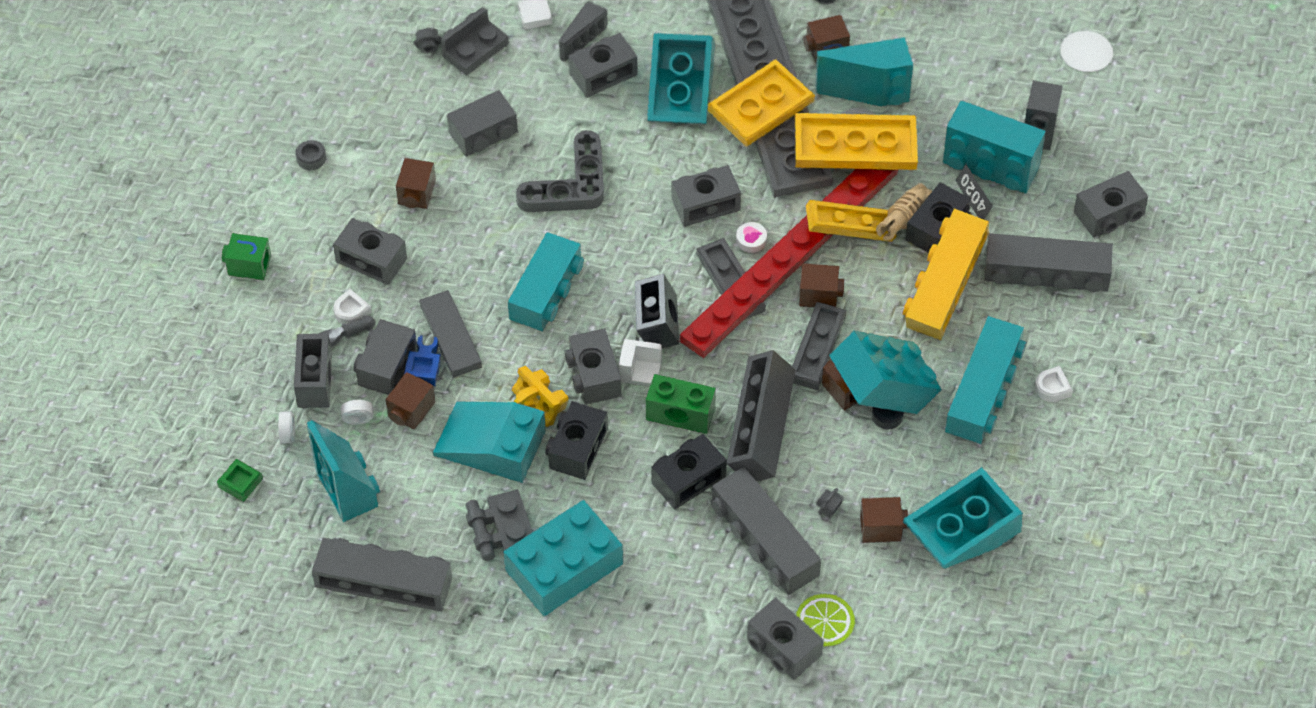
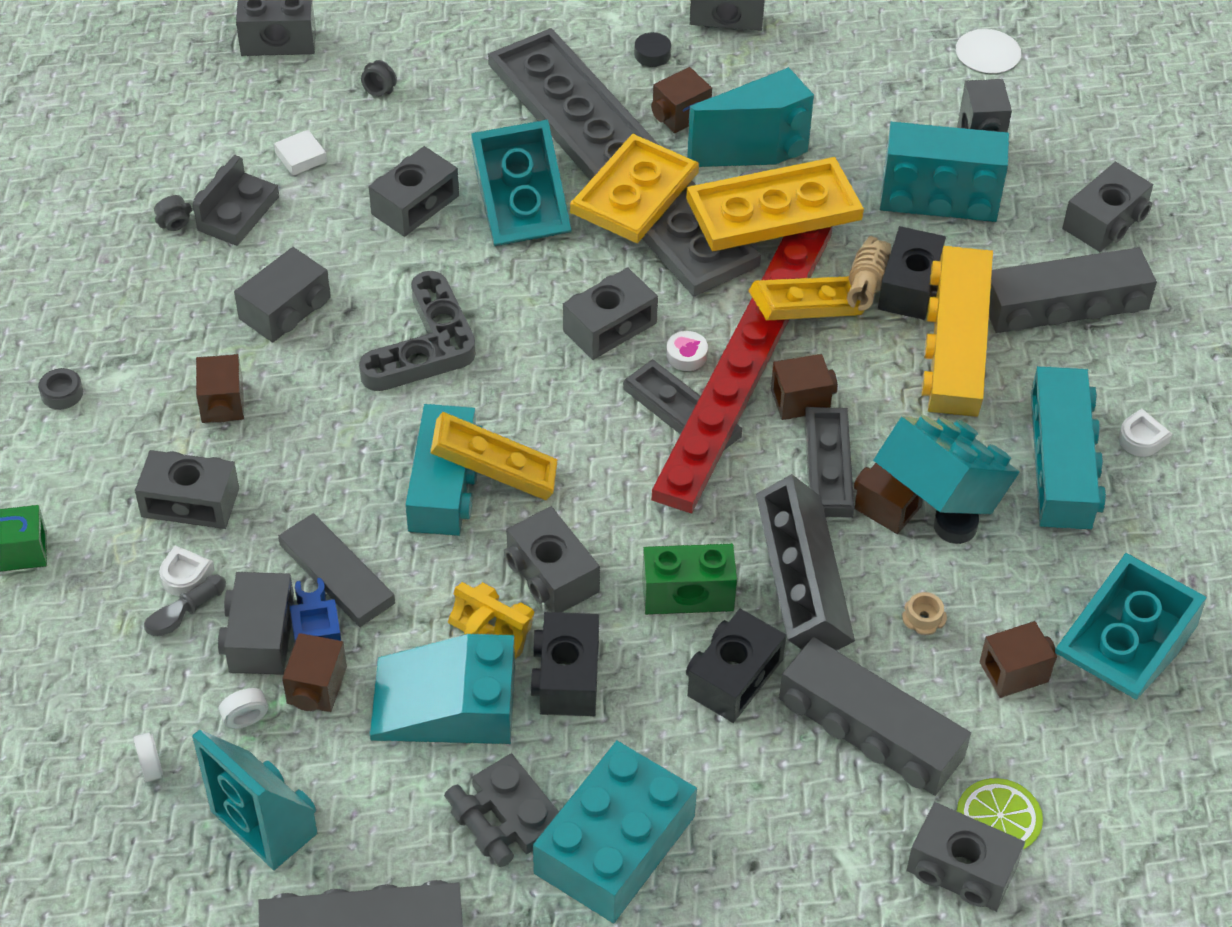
camera: 20 degrees left, 5 degrees down
(239, 480) = (101, 851): green tile -> none
(313, 370) = (162, 667): dark grey brick -> none
(581, 282) = (494, 456): none -> yellow tile
(584, 28) = (373, 154): dark grey slope -> none
(639, 362) = (612, 539): white panel -> none
(657, 311) = (610, 470): black brick -> none
(829, 502) = (939, 655): dark grey plate -> none
(833, 464) = (928, 605): none -> tan plate
(971, 189) = (927, 221): dark grey sticker -> none

